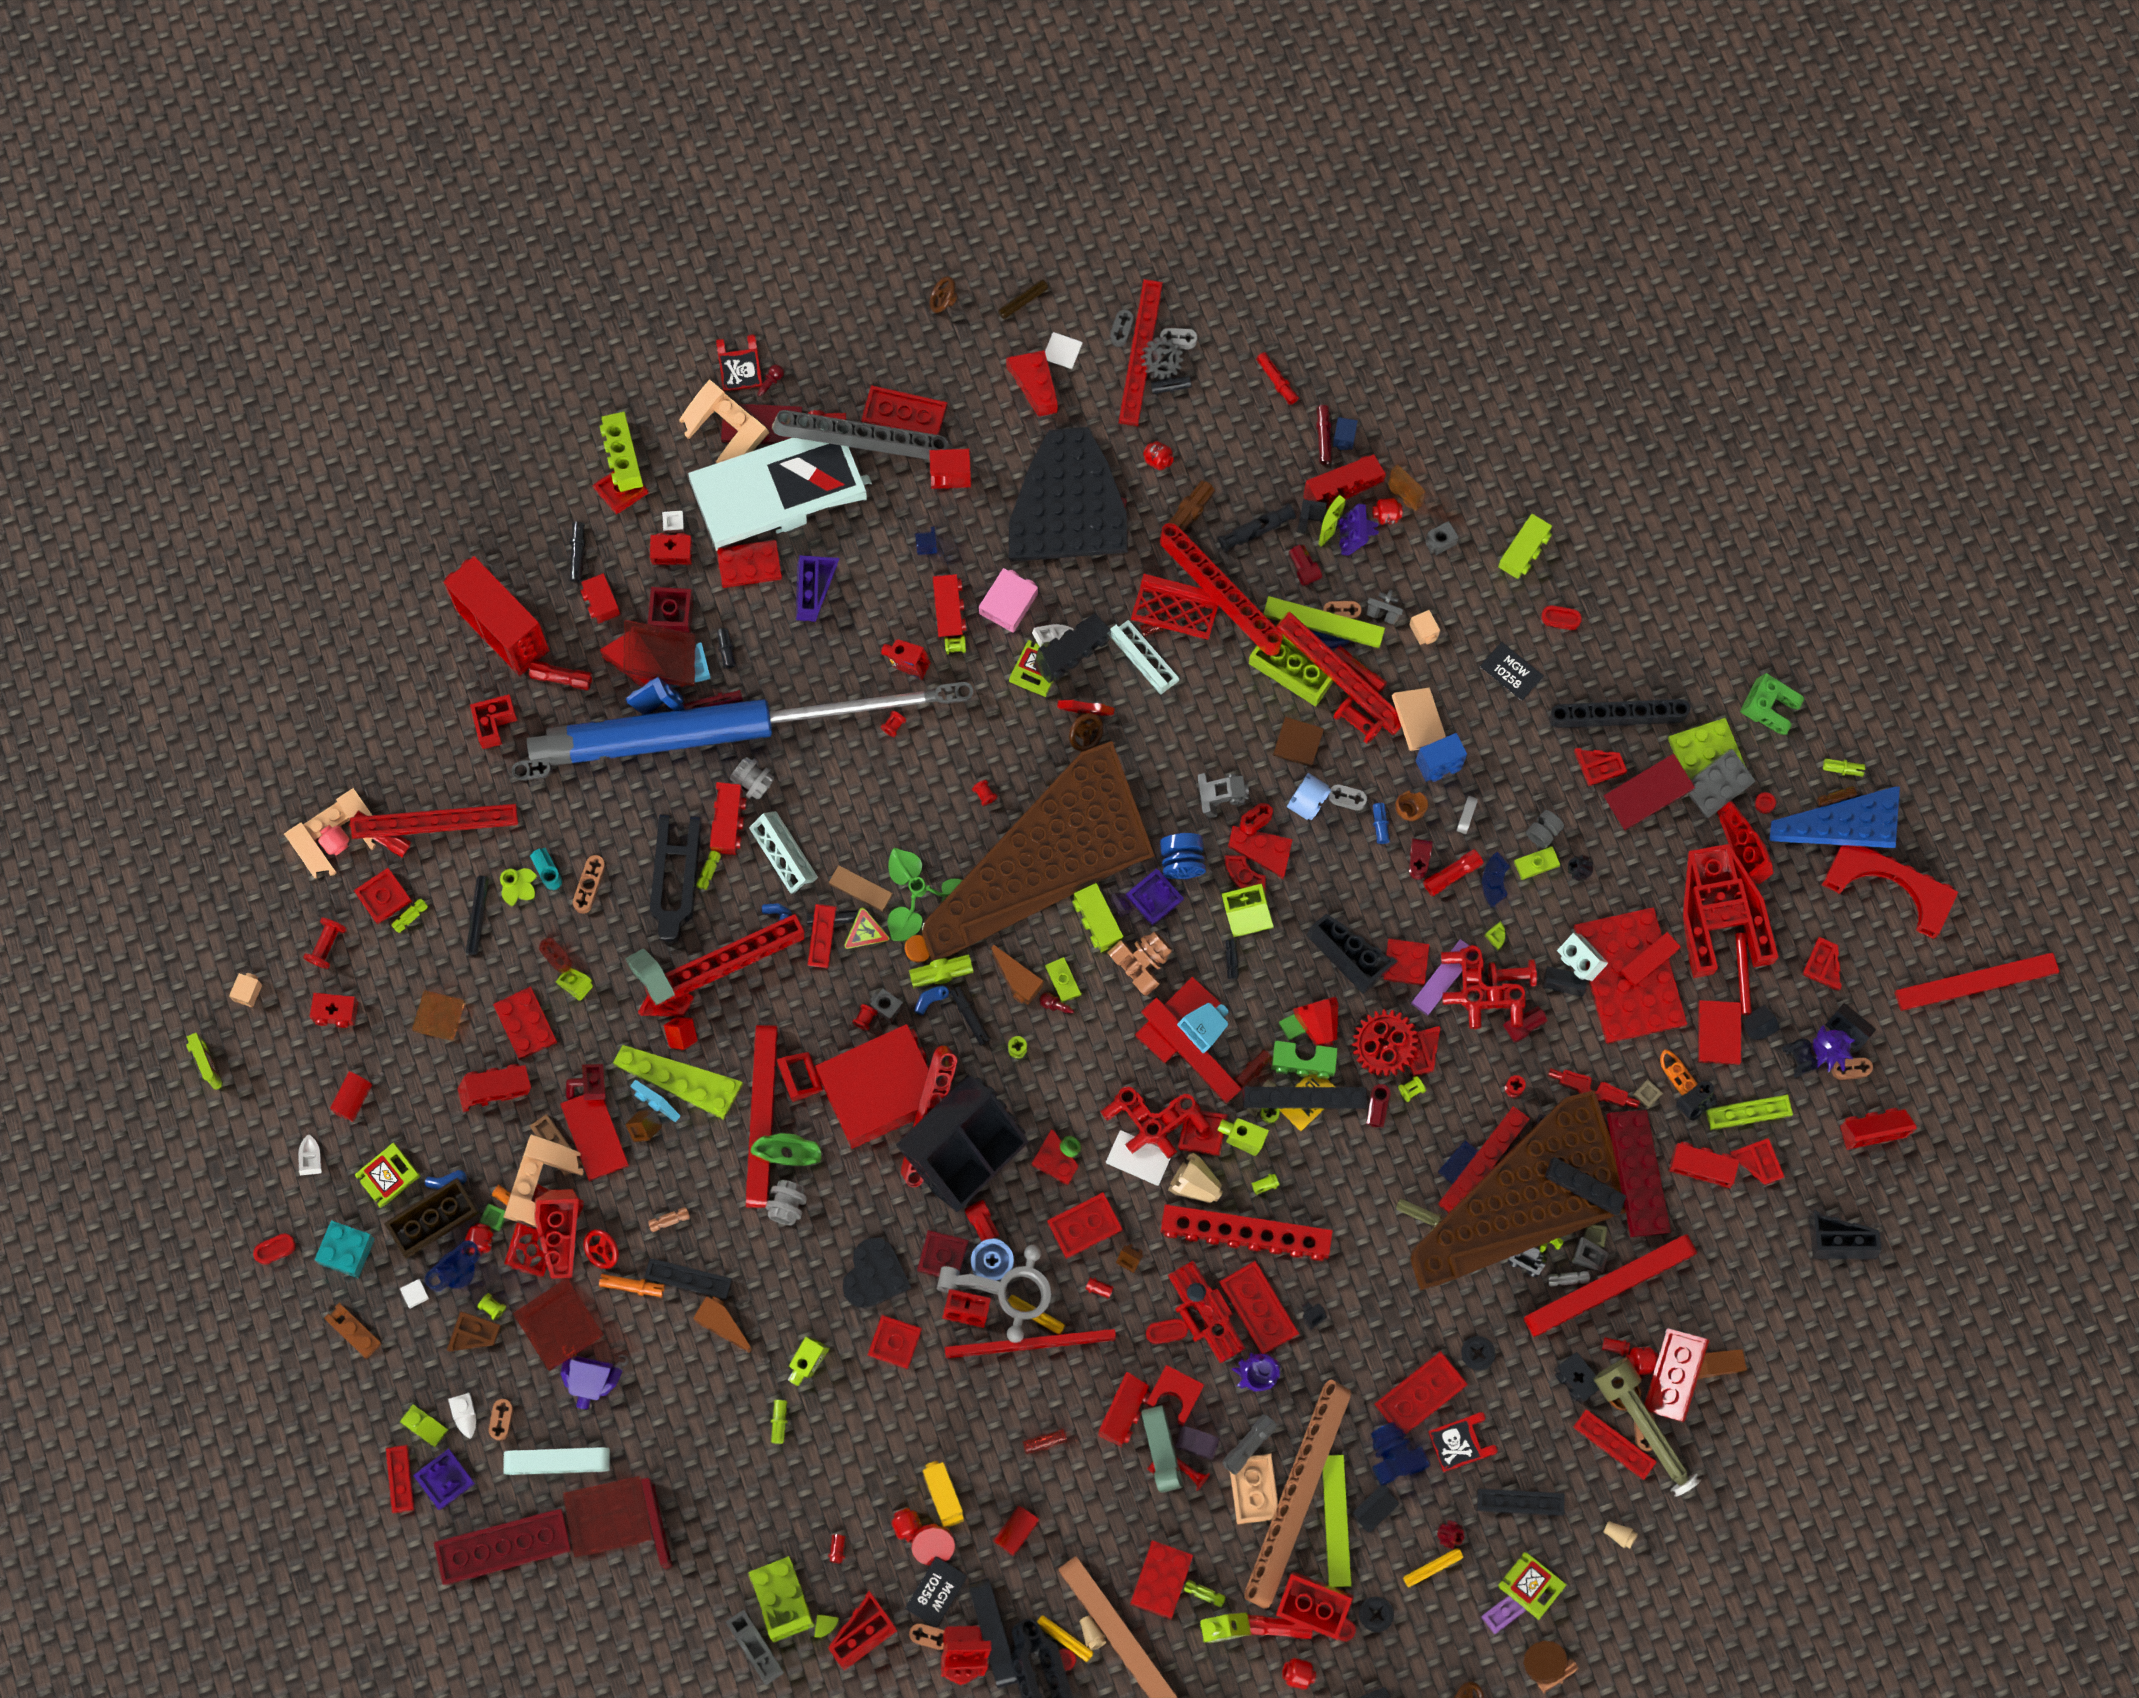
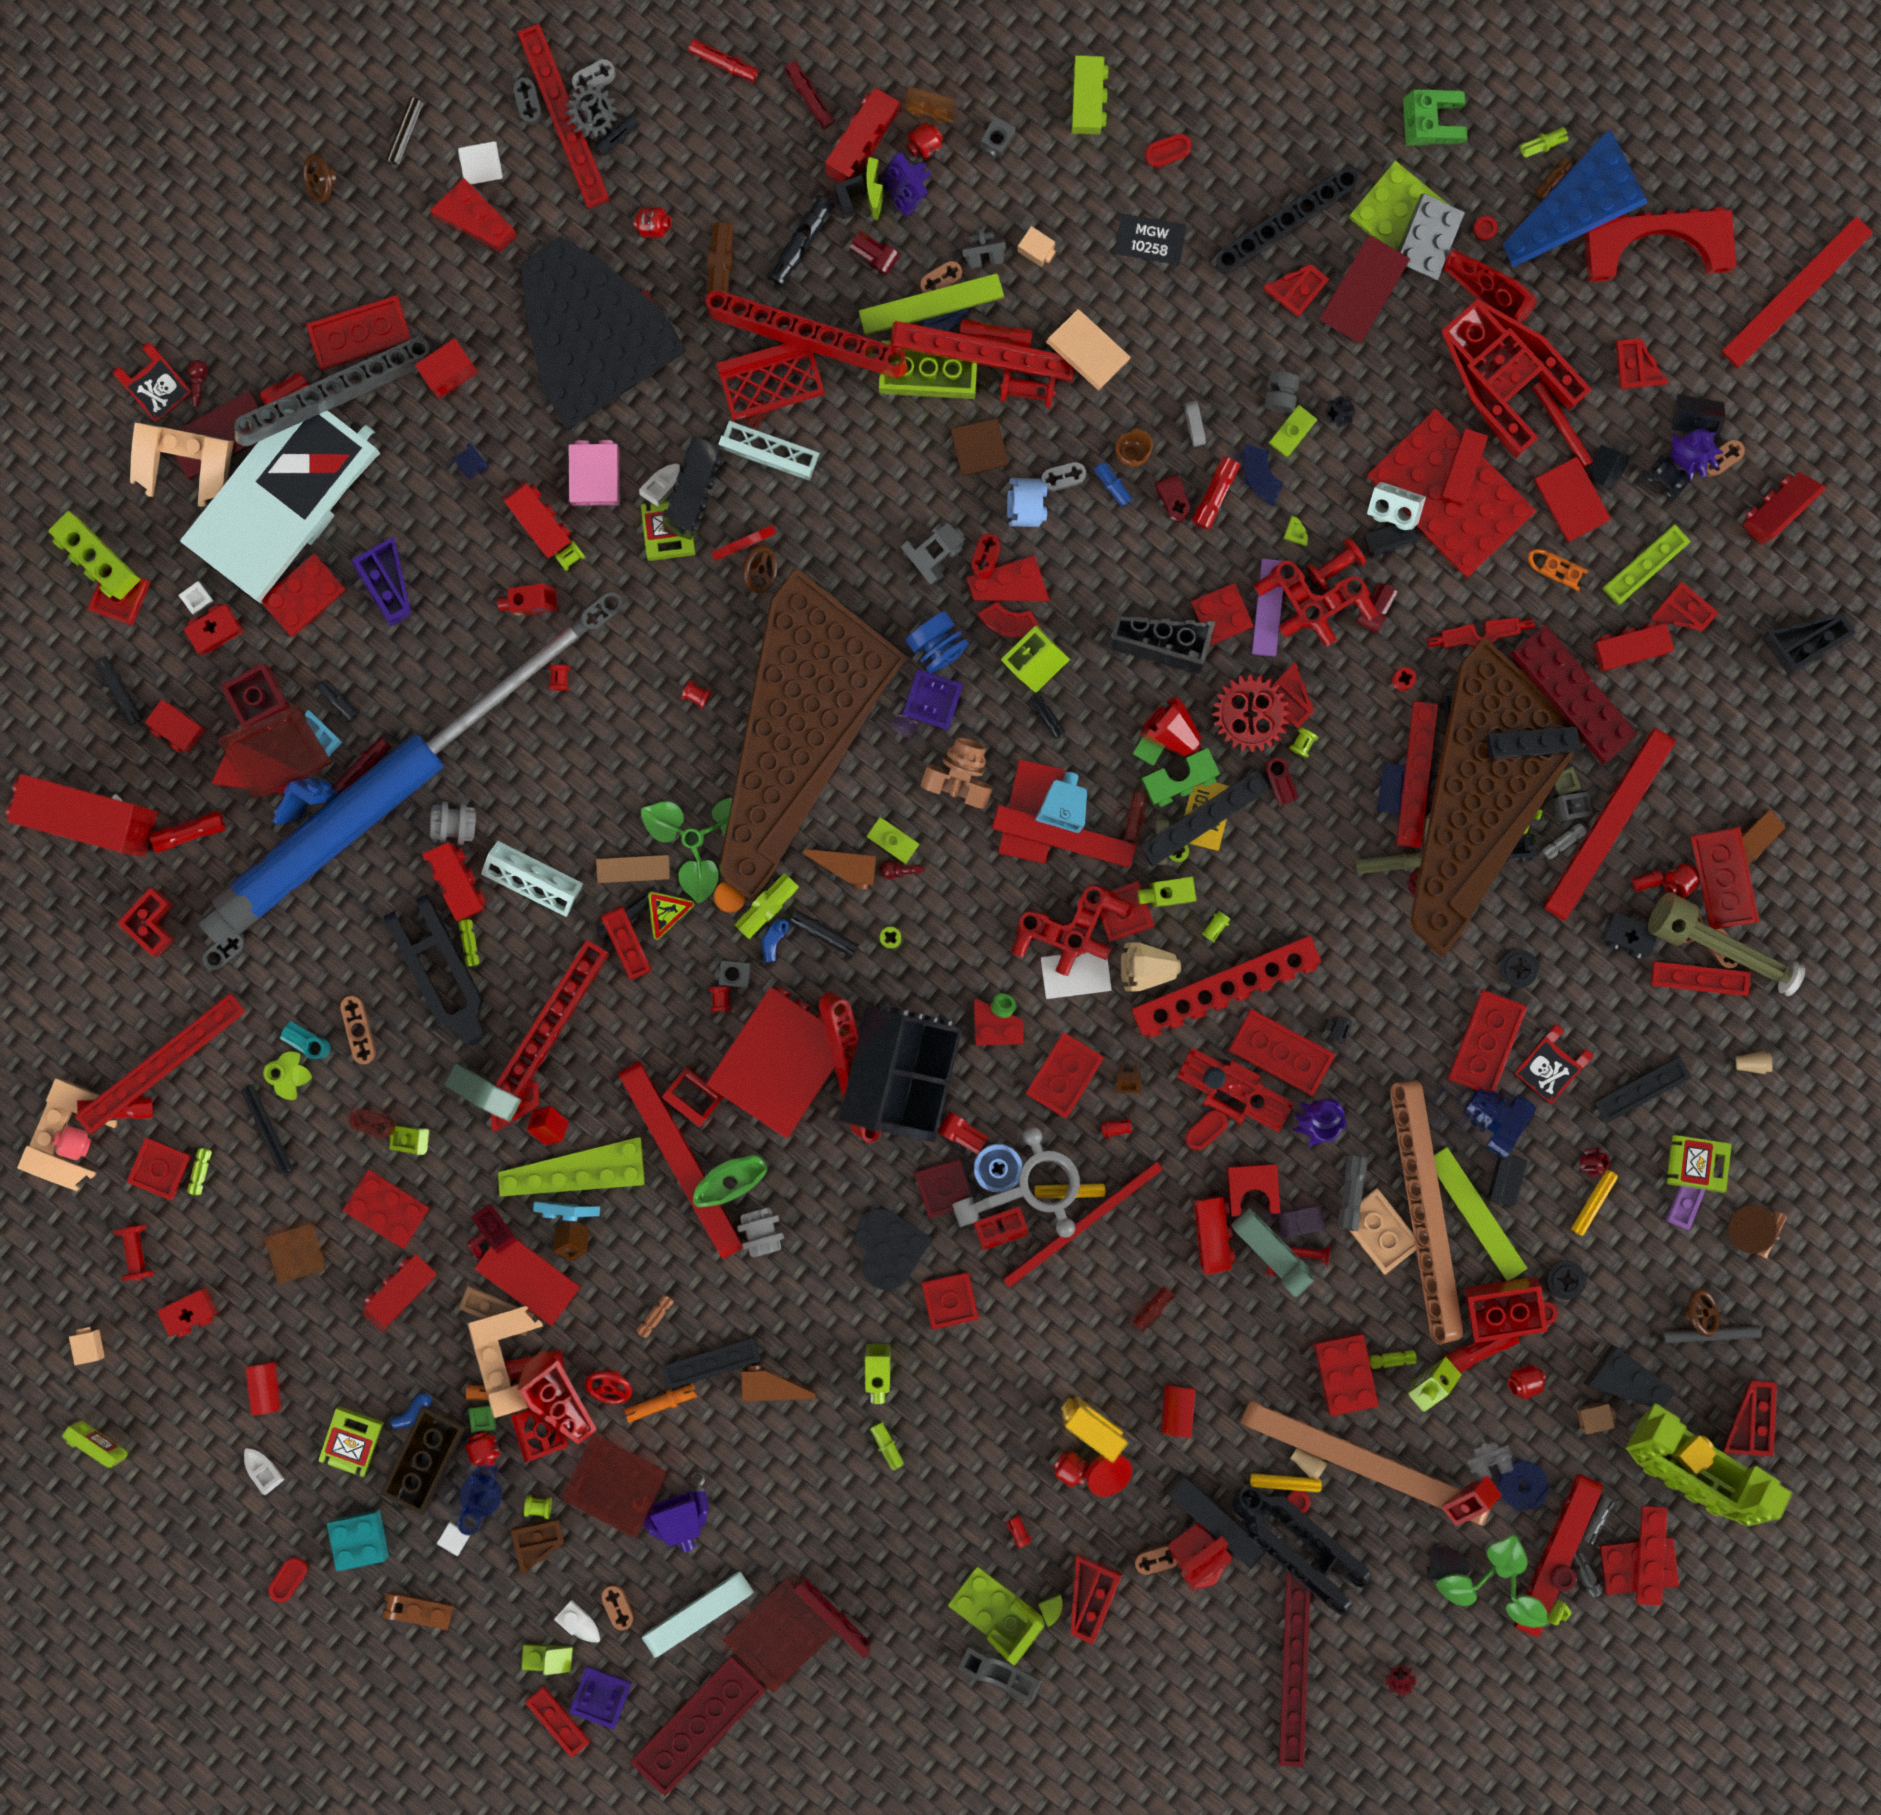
camera: 30 degrees left, 15 degrees up
(776, 908) = (565, 940): blue arm -> none
(936, 1592) = (1137, 1514): black sticker -> none
(1097, 917) = (889, 756): lime brick -> none
(1345, 433) = (830, 81): dark blue brick -> none
(1441, 758) = (1135, 379): blue brick -> none
(1648, 1094) = (1537, 606): dark tan tile -> none
(1695, 1102) = (1591, 588): black piece -> none

